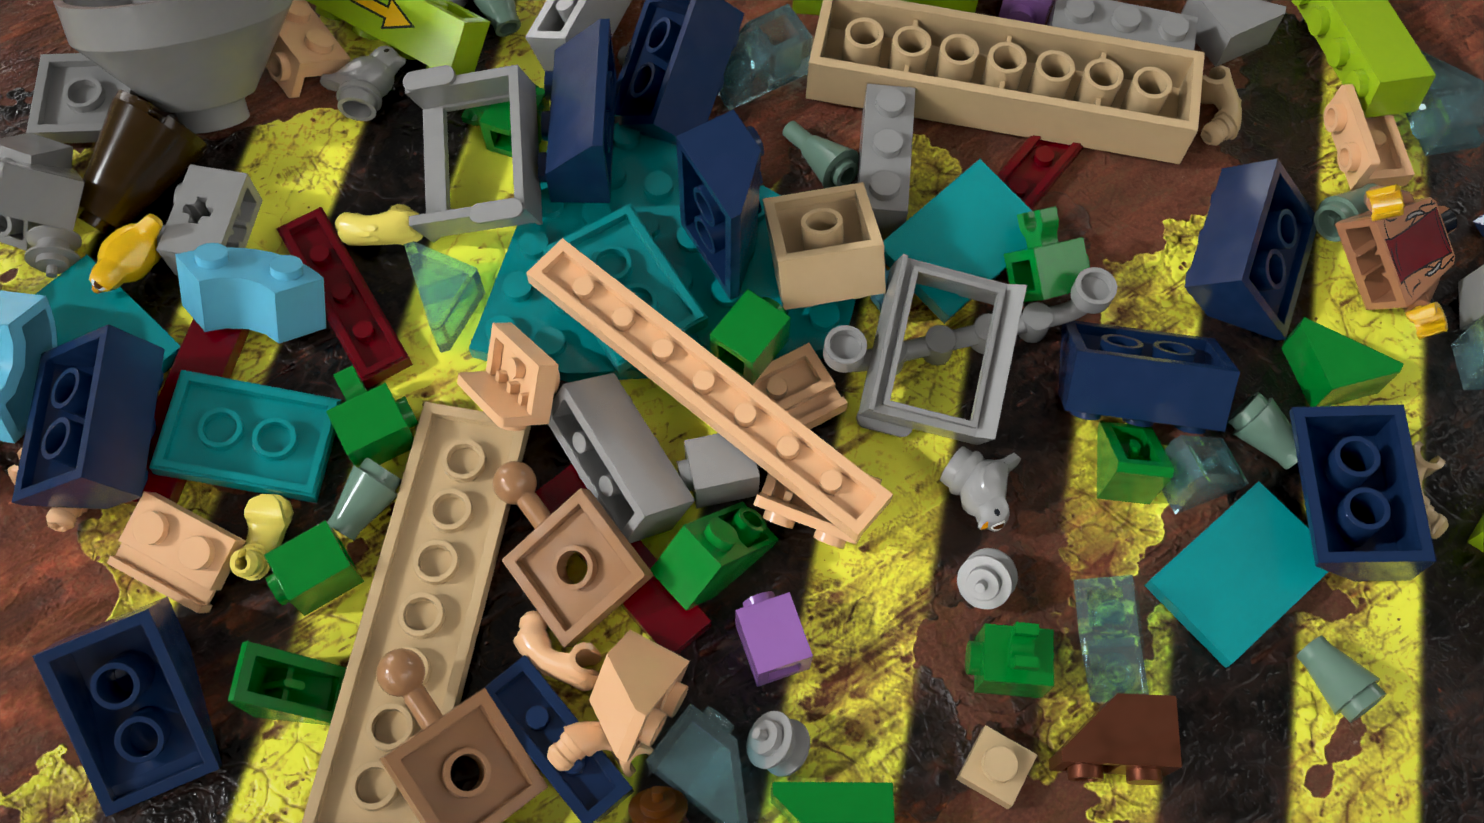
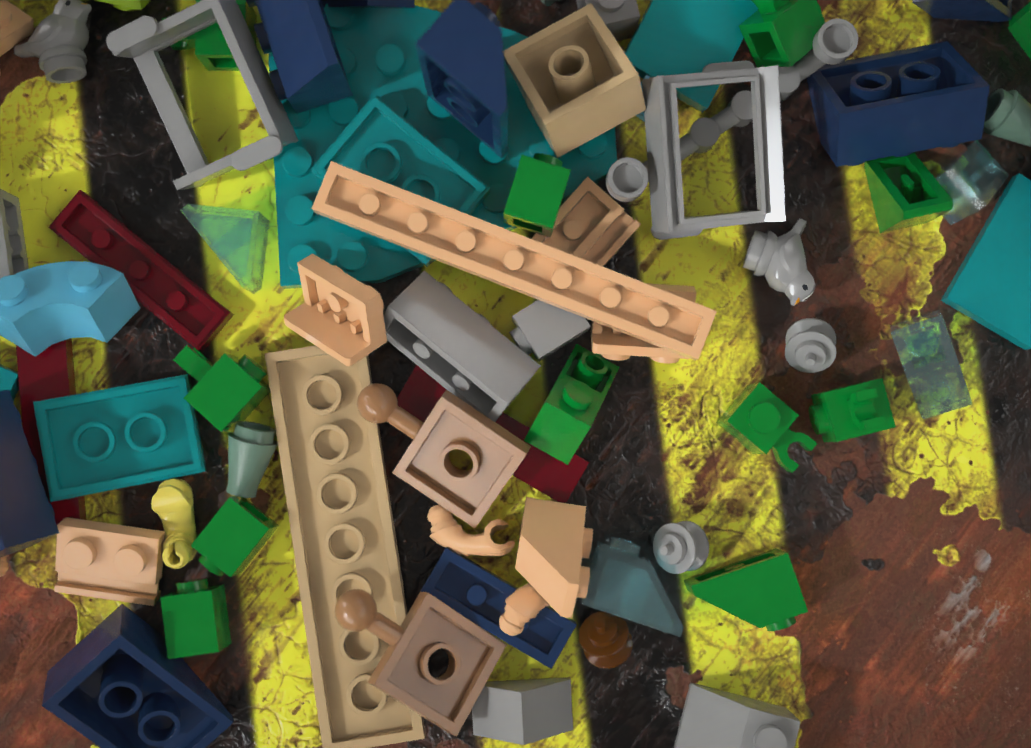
camera: 20 degrees left, 20 degrees up
(222, 631) = (195, 619): none -> green brick
(285, 685) = (260, 642): green slope -> none
(377, 229) = (147, 196): light yellow piece -> none
(772, 637) = (646, 459): medium lavender brick -> none
(909, 637) = (763, 424): none -> green brick
(996, 767) = (860, 500): tan plate -> none
(1125, 737) = (957, 444): copper slope -> none

